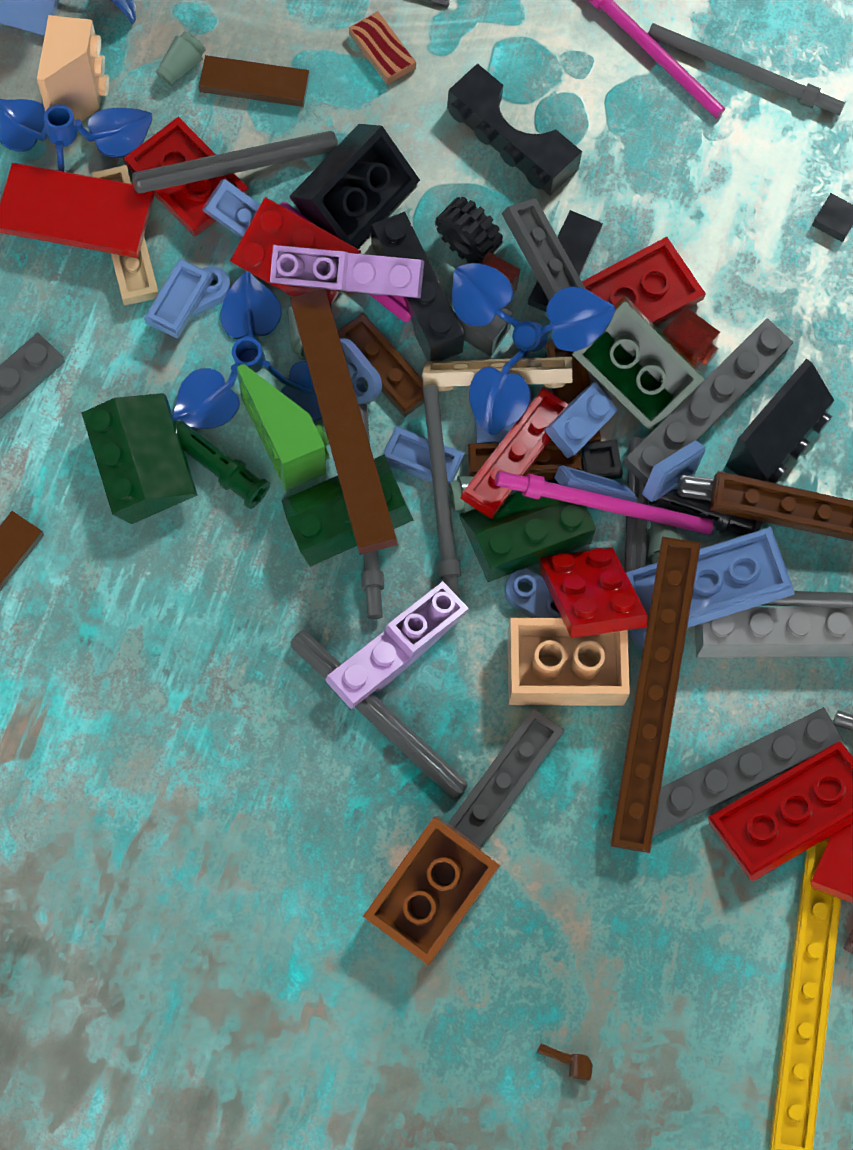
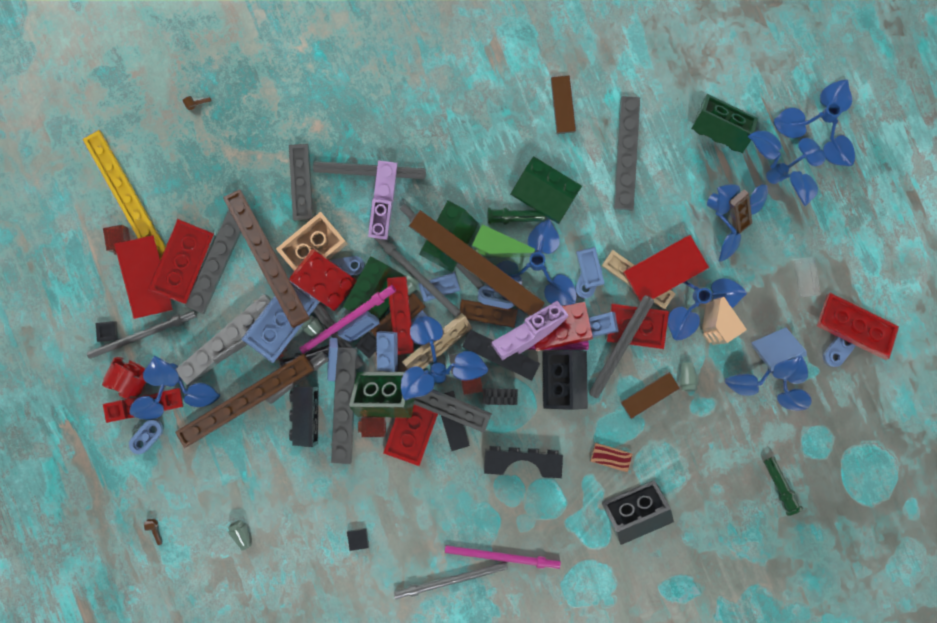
camera: 145 degrees right, 15 degrees up
(432, 890) = (290, 116): dark orange brick -> none

